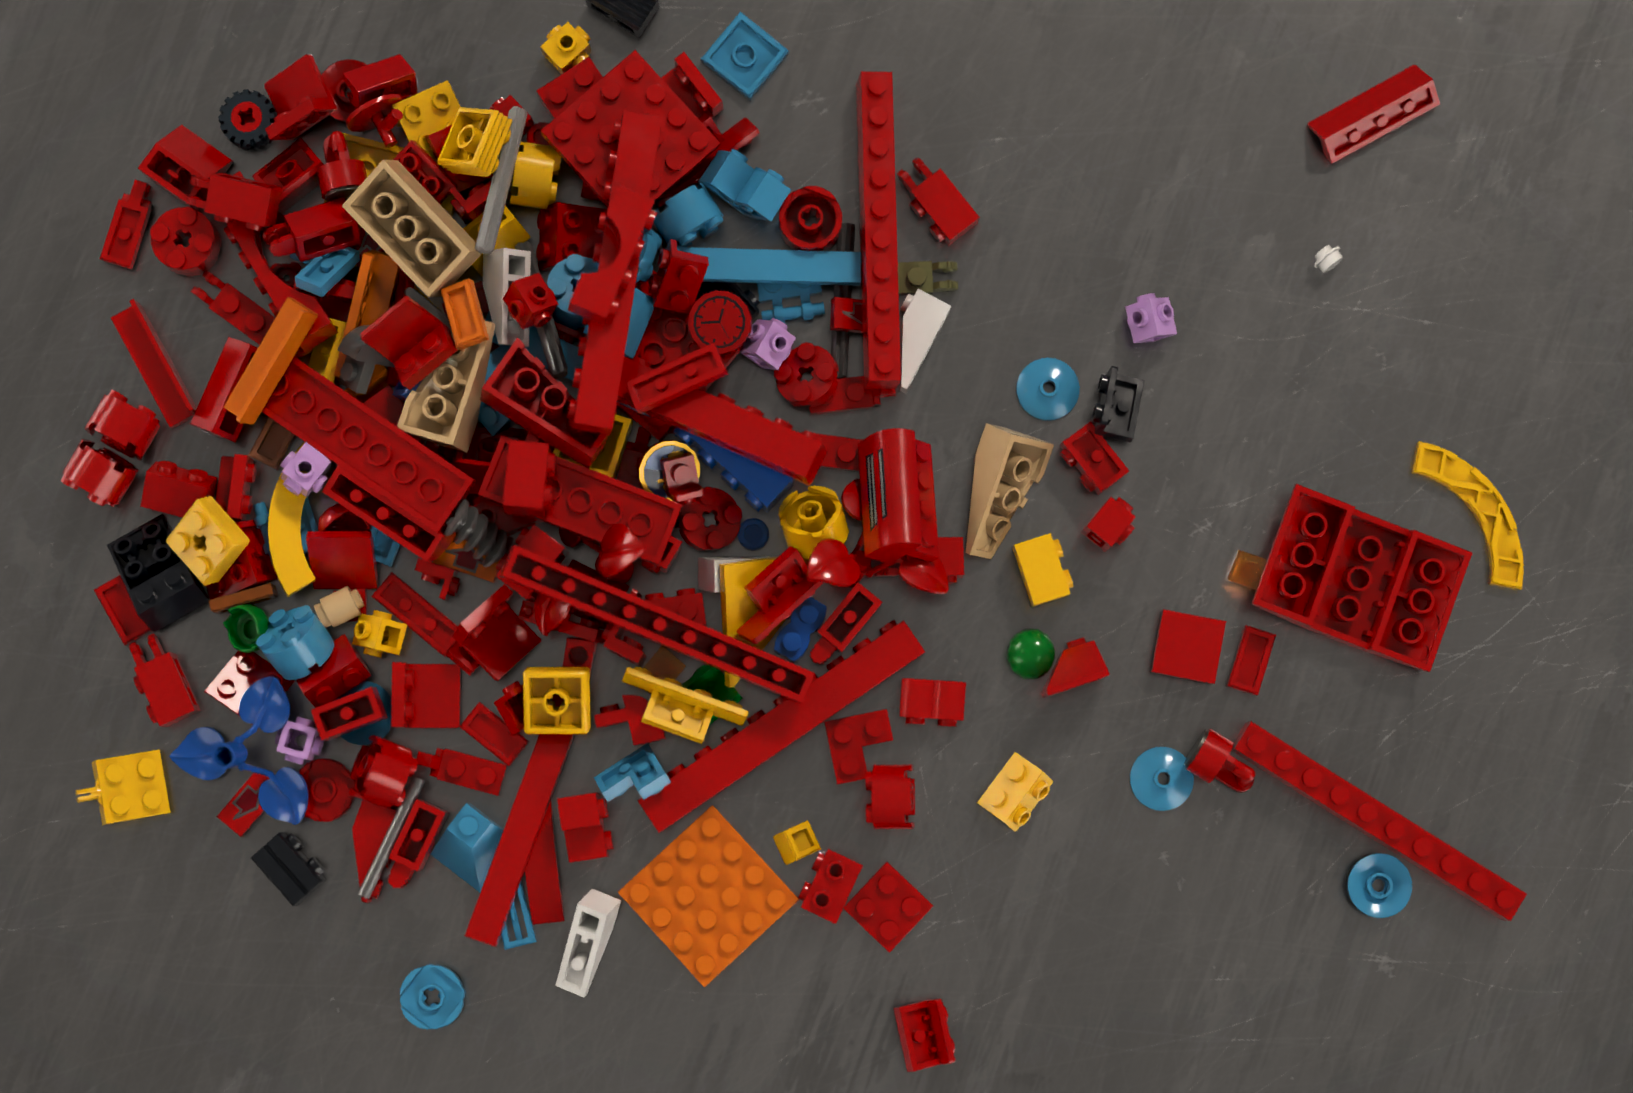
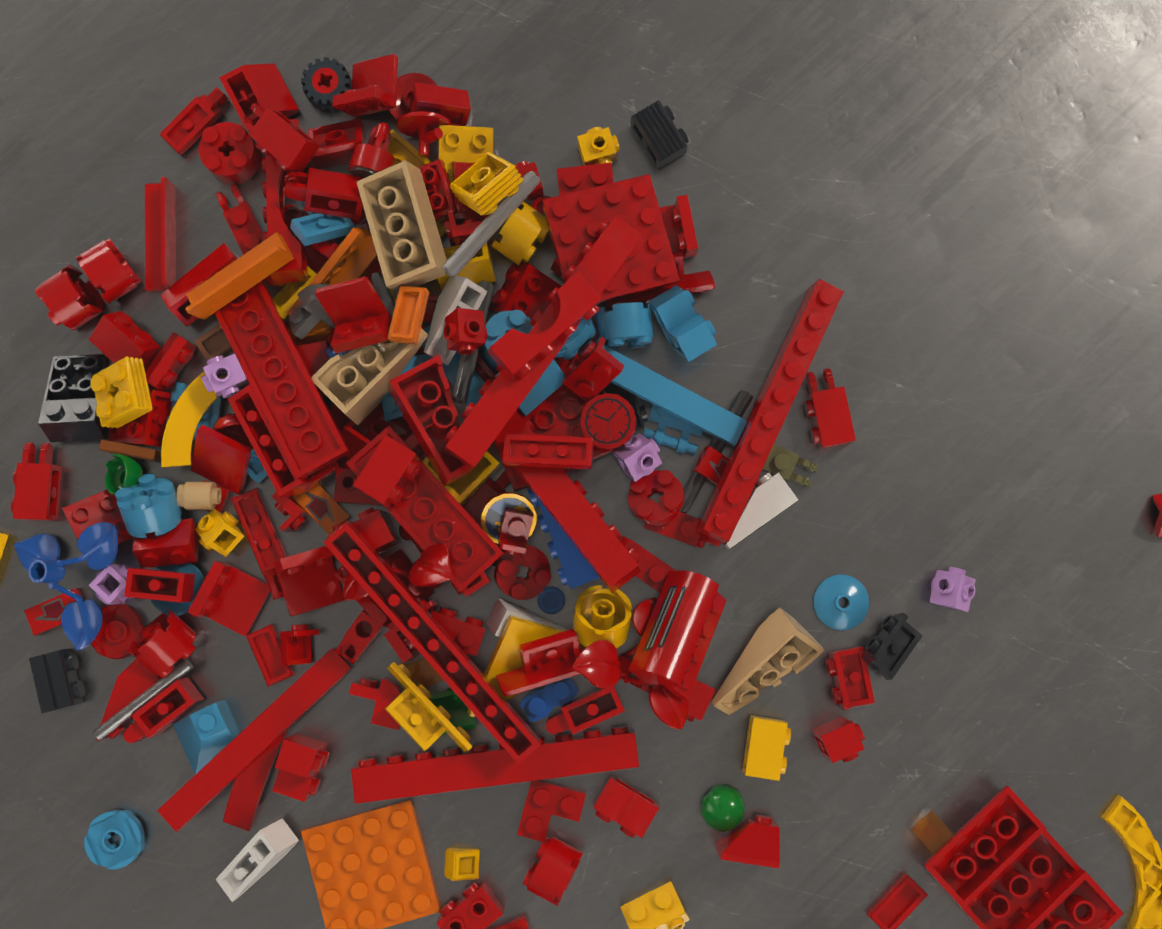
camera: 35 degrees right, 0 degrees up
(121, 611) = (32, 407): red tile -> none
(465, 770) = (232, 671): red hinge -> none
(478, 534) = (331, 494): dark grey piece -> none
(516, 925) = (206, 830): dark azure tile -> none
(542, 715) = (311, 658): yellow brick -> none
(636, 769) = (363, 742): dark azure plate -> none
(744, 55) = (733, 222): dark azure tile -> none
(803, 204) = (718, 361): red brick -> none
(1188, 646) = (852, 868): red tile -> none
(1328, 258) = (1118, 611): white plate -> none

